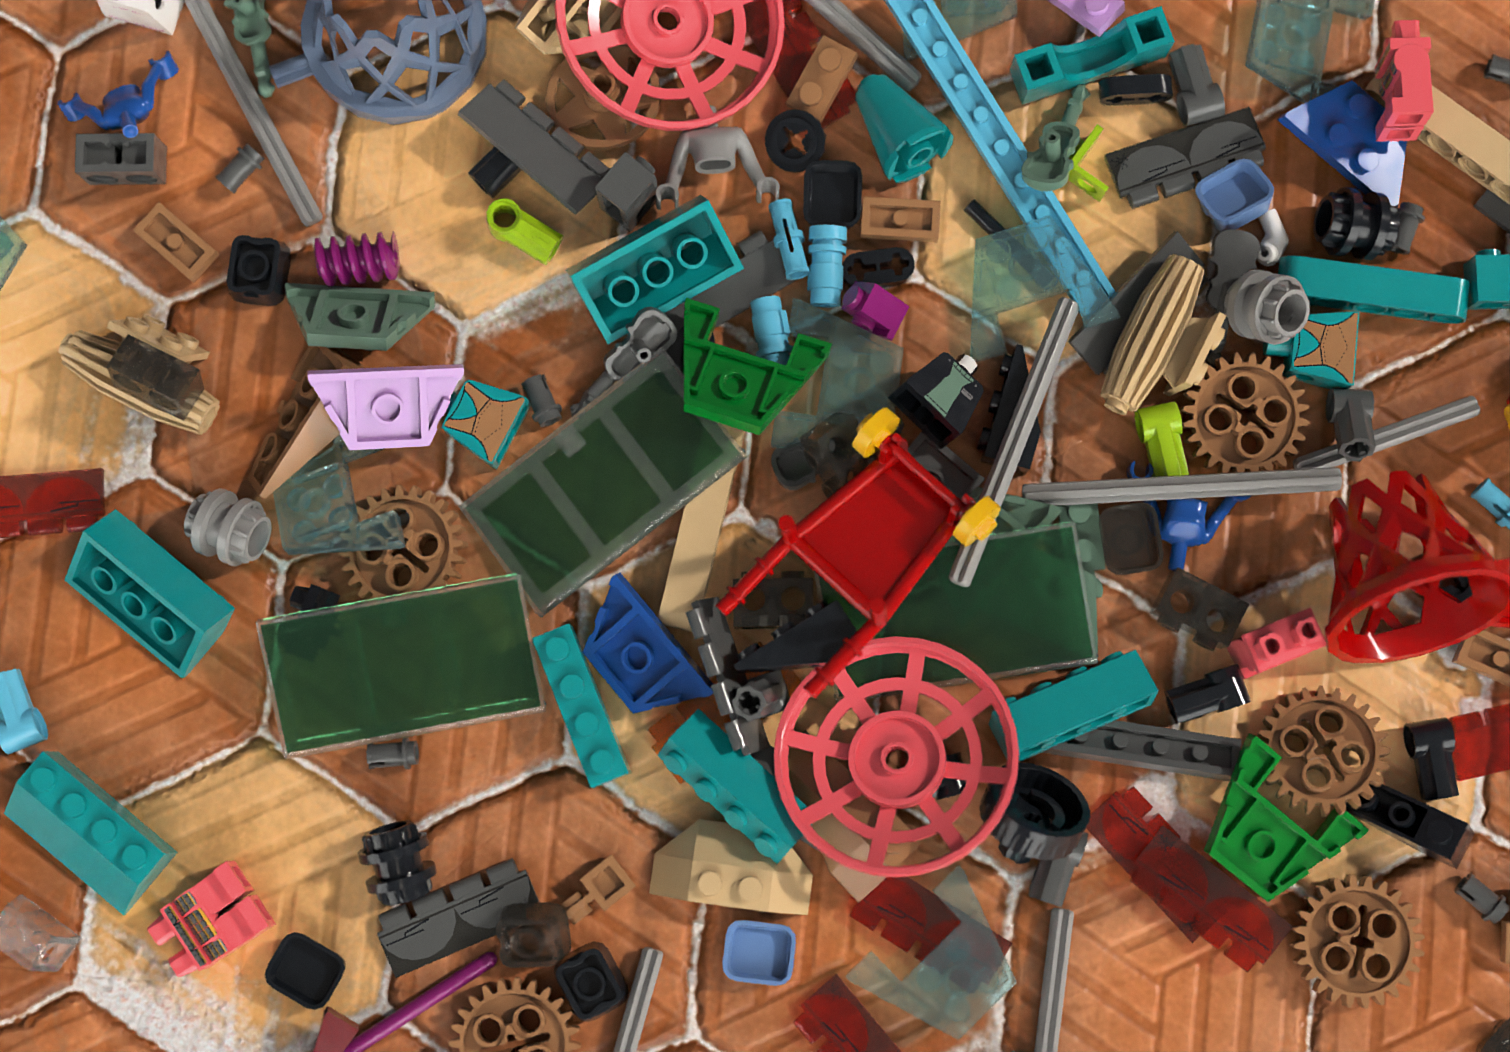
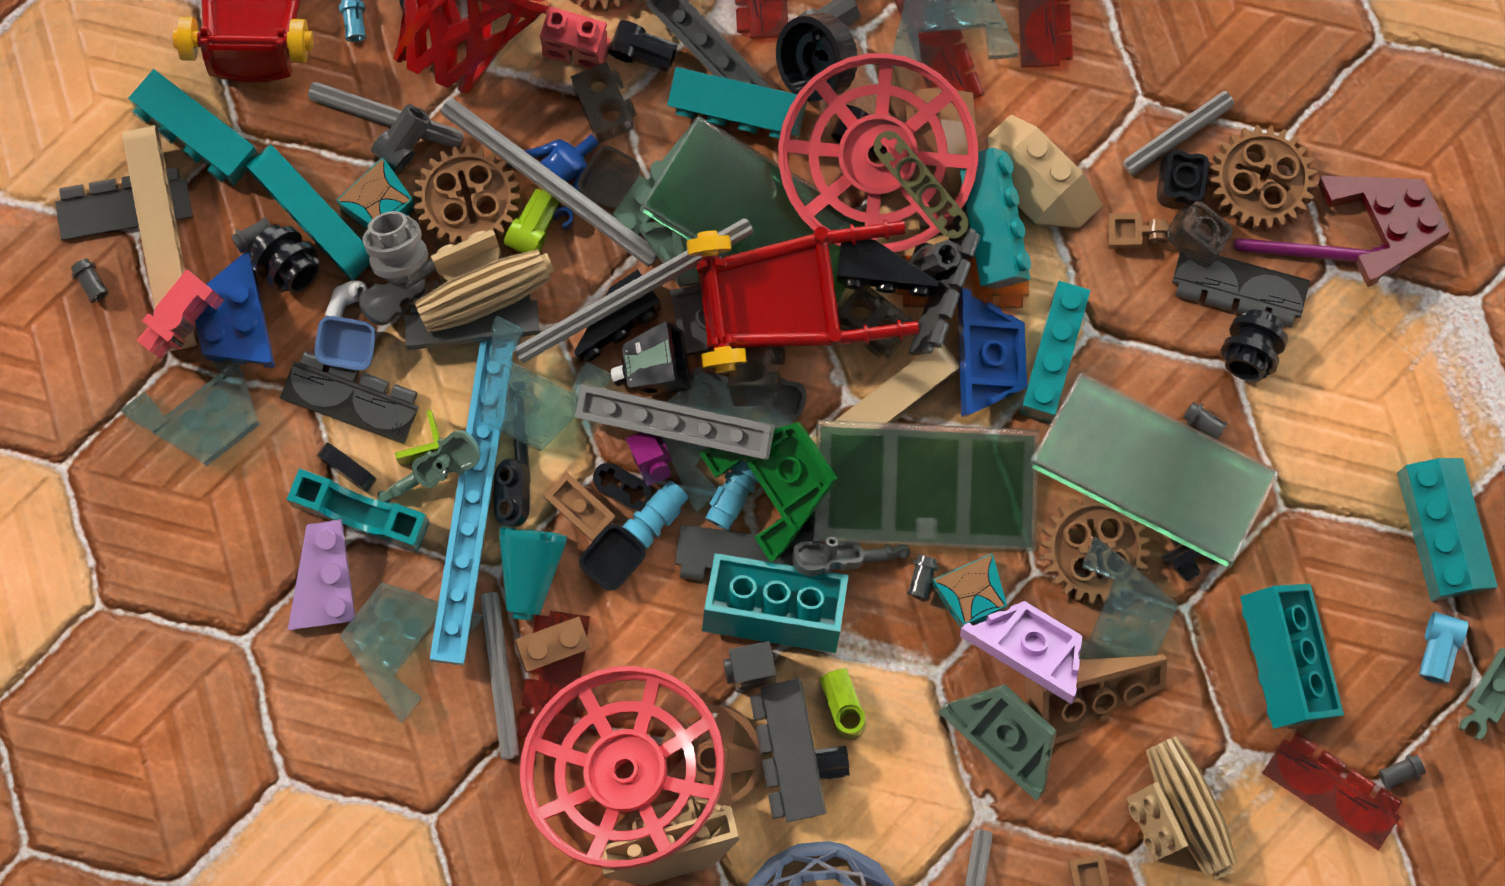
camera: 145 degrees left, 5 degrees down
(155, 377) = (1179, 782): clear smoke brick -> none
(199, 926) = (1405, 406): coral hips -> none
(227, 527) = (1204, 654): light grey piece -> none
(258, 270) = (1048, 828): black piece -> none
(305, 970) = (1365, 325): black piece -> none
(357, 259) = (974, 774): magenta piece -> none
(714, 153) = (668, 651): light grey piece -> none
(759, 952) = (1060, 112): medium blue piece -> none
(778, 138) = (615, 606): black gear -> none
(782, 217) = (676, 531): medium azure pin -> none
(828, 760) = (923, 182): none -> olive beam
(874, 348) = (675, 421): none -> light grey plate
(971, 183) = (512, 492): none -> black plate
(1197, 95) = (309, 429): dark grey piece -> none

